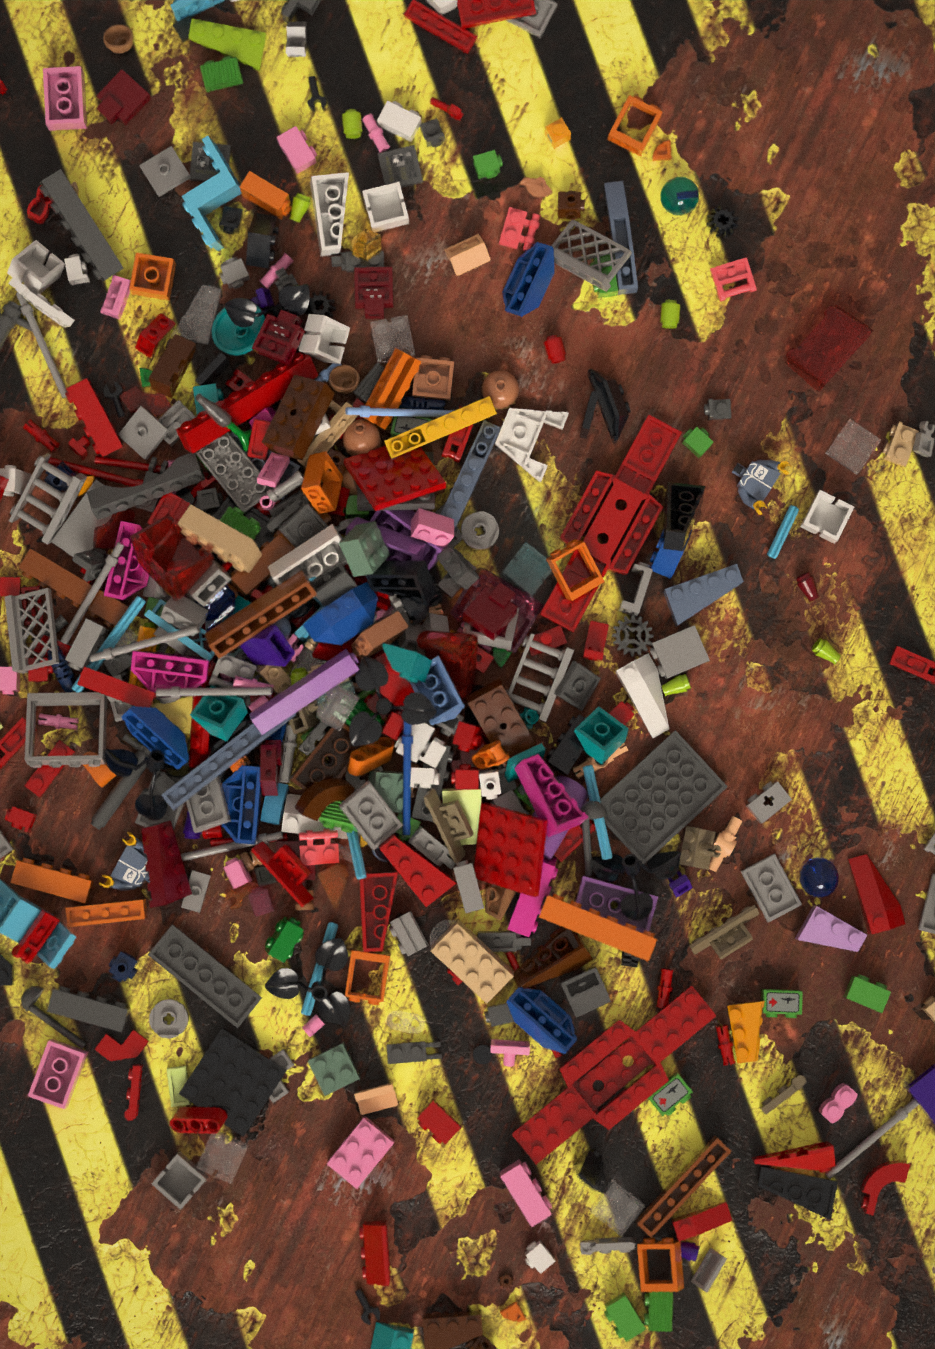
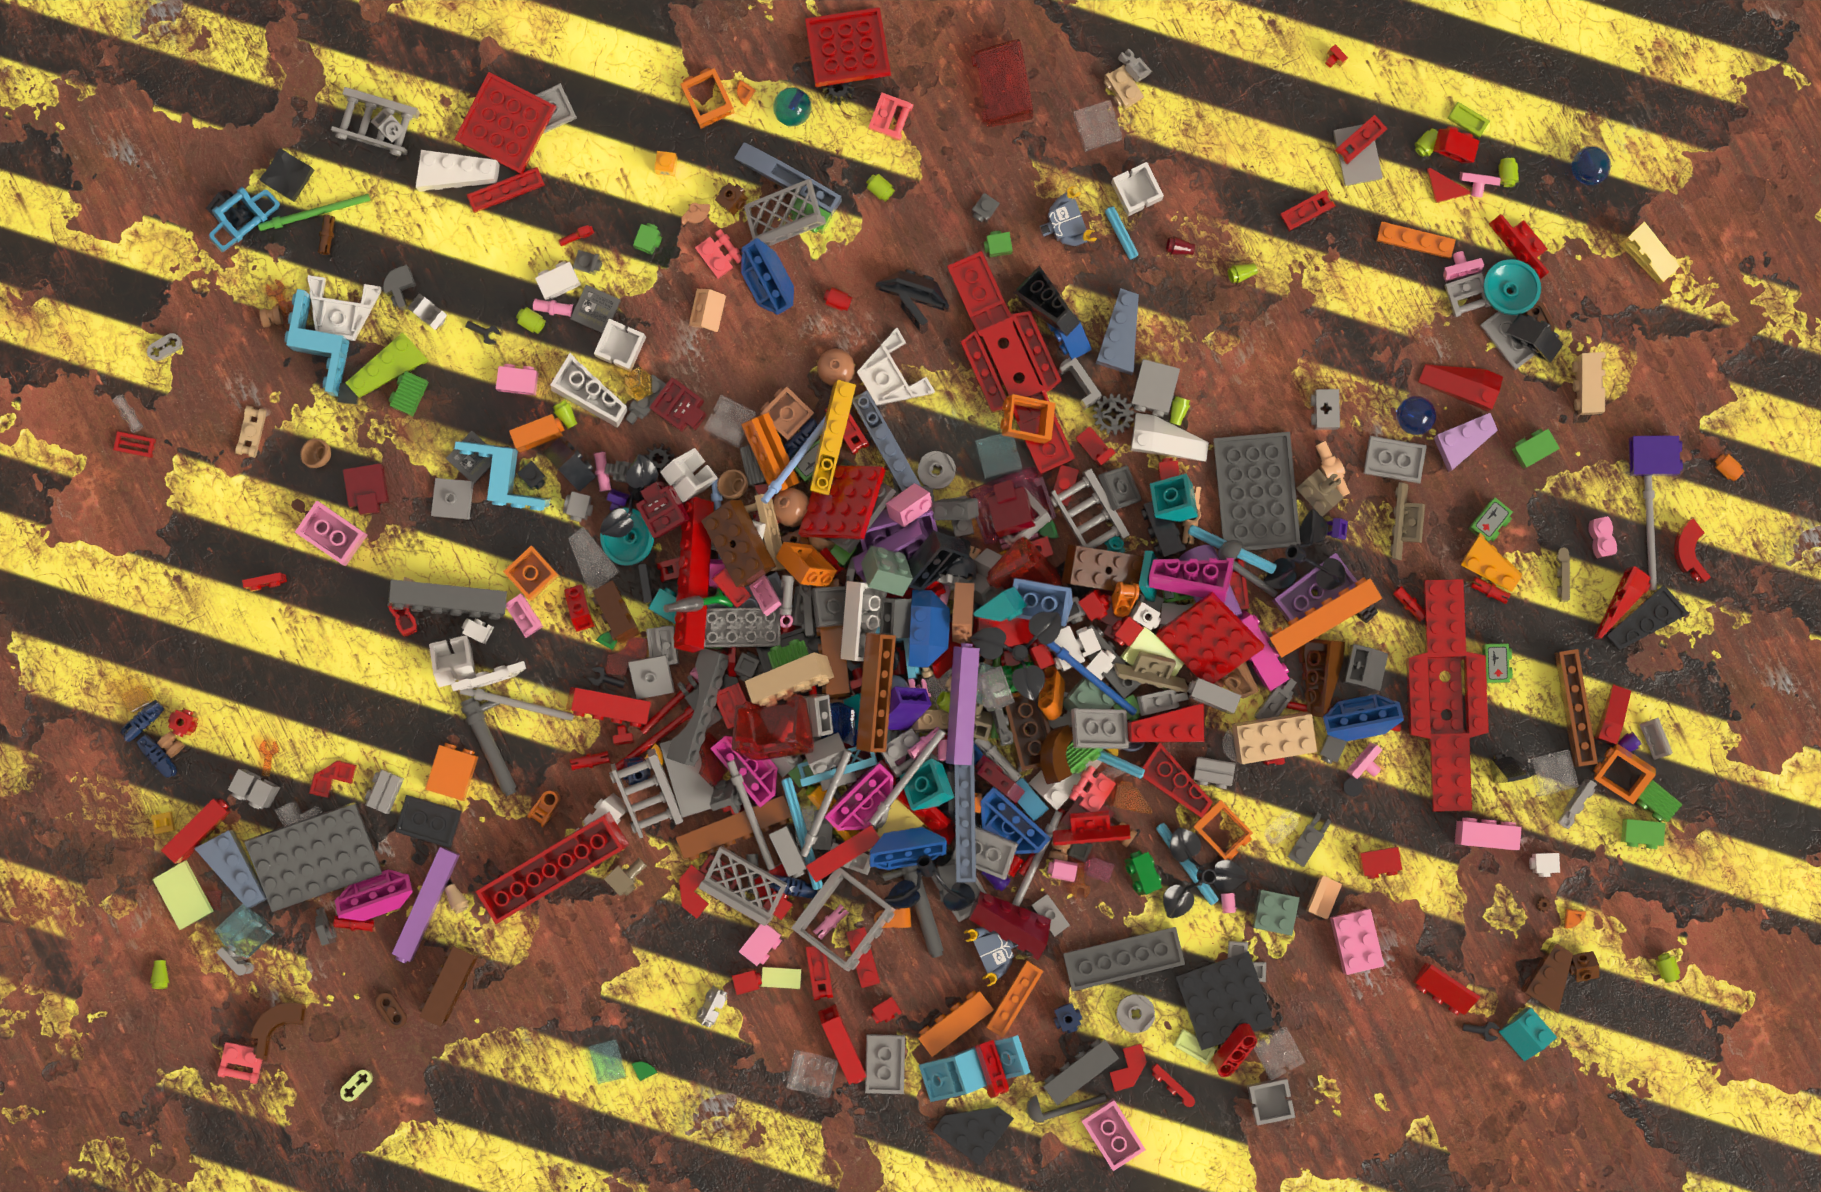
camera: 50 degrees left, 0 degrees up
(761, 202) = (847, 47): none -> red plate

